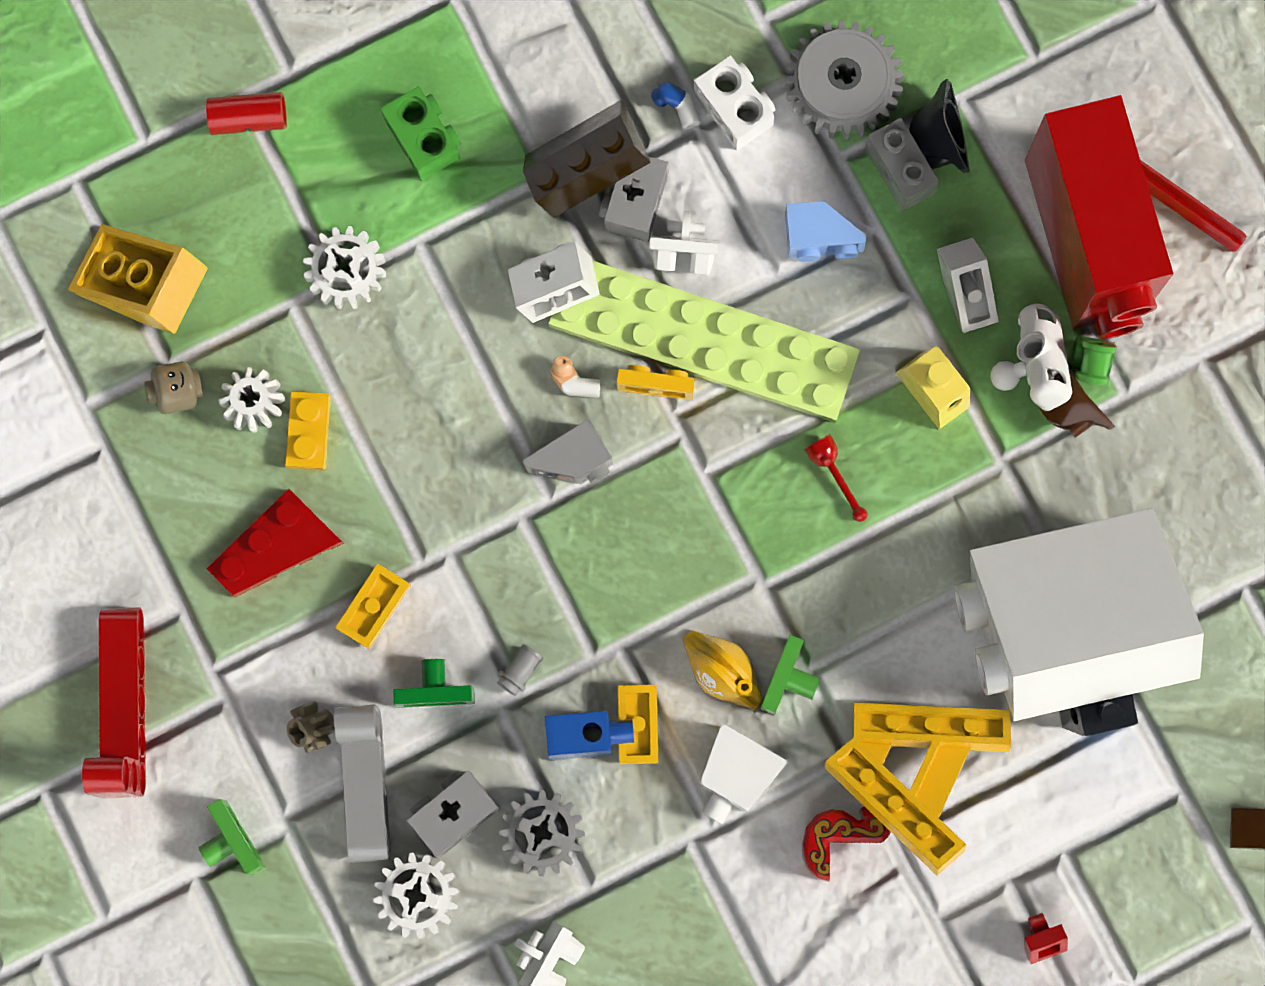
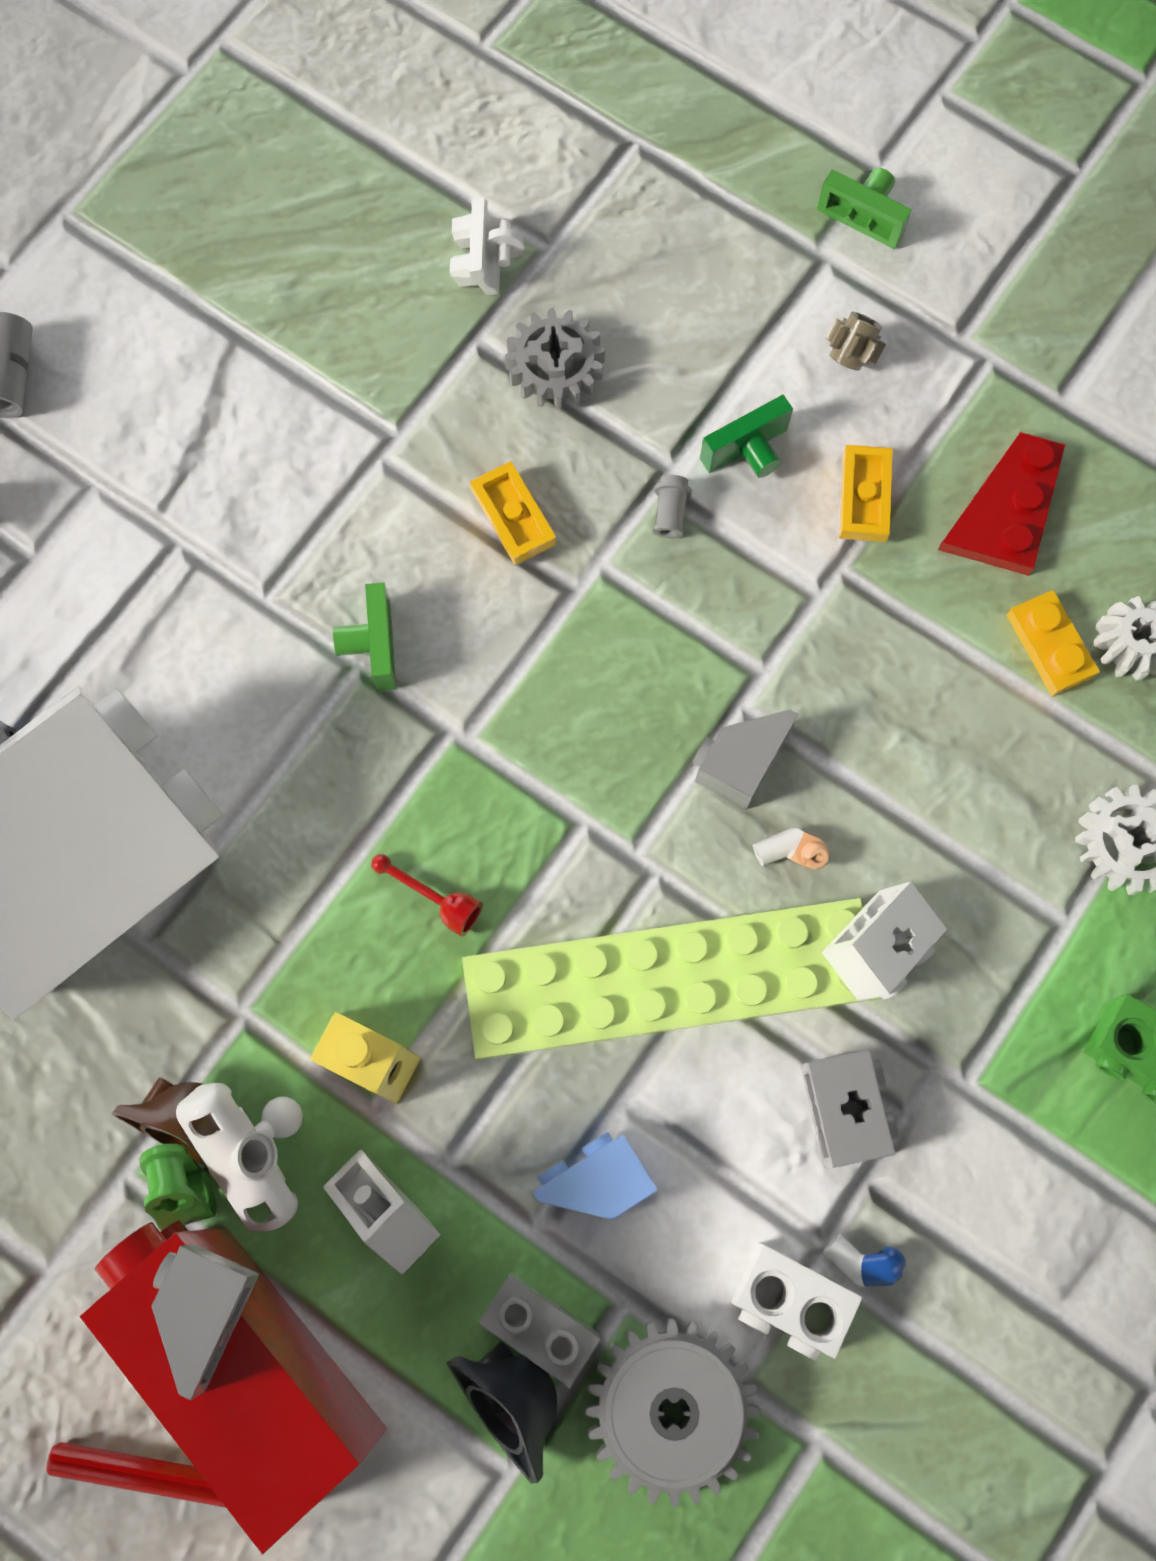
camera: 145 degrees right, 5 degrees down
(122, 740) = (1050, 257): red beam -> none
(364, 782) = (790, 349): light grey beam -> none
(412, 914) = (645, 240): white gear -> none
(443, 834) = (665, 310): light grey brick -> none
(566, 735) = (565, 459): blue torso -> none
(584, 160) = (938, 1115): dark brown slope -> none
(640, 380) = (677, 897): yellow plate -> none
(701, 250) = (757, 1082): white hips -> none
(722, 669) = (451, 618): yellow hat -> none
(737, 773) = (376, 515): white torso -> none
(837, 827) = (235, 513): animal -> none
(916, 812) = (154, 546): yellow plate -> none
(1098, 236) = (198, 1312): none -> light grey slope

